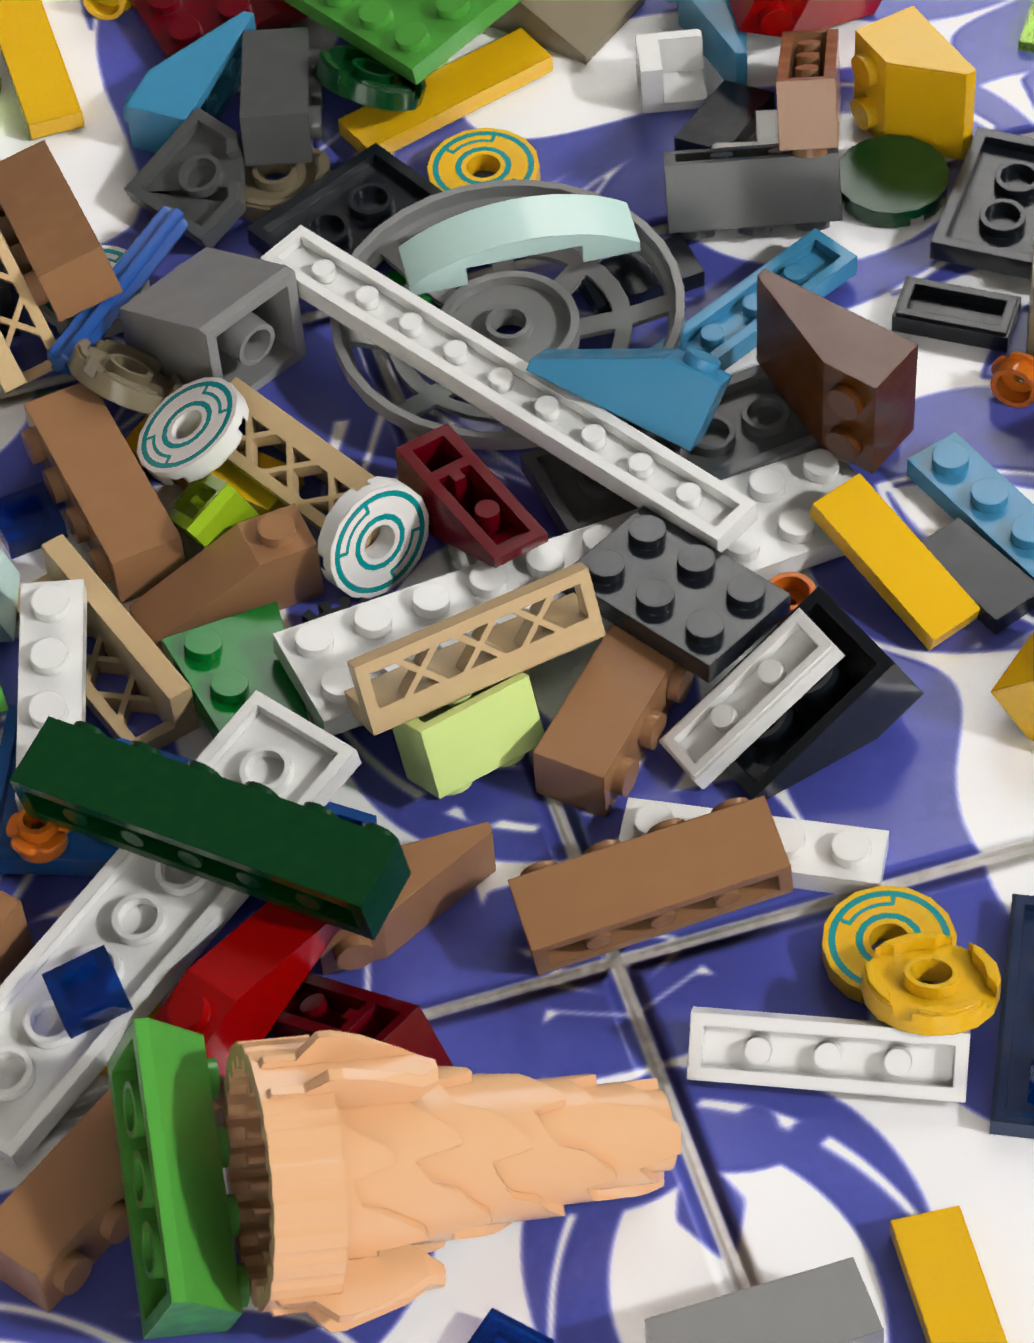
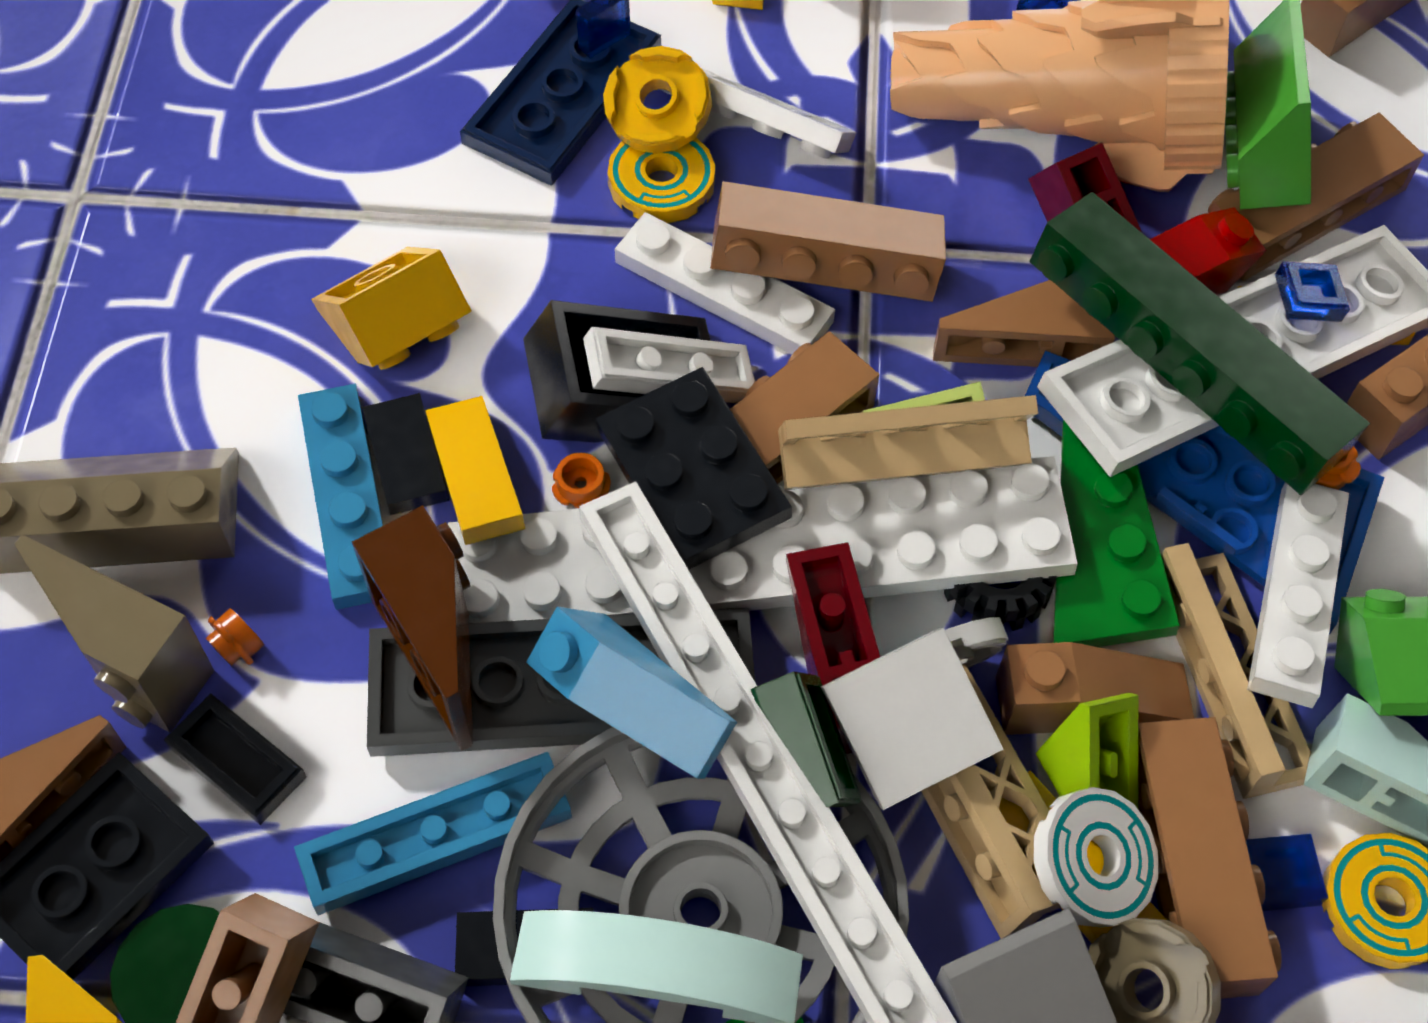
camera: 165 degrees left, 10 degrees up
(381, 438) = (912, 718): none -> white tile
(467, 393) = (809, 732): none -> slope

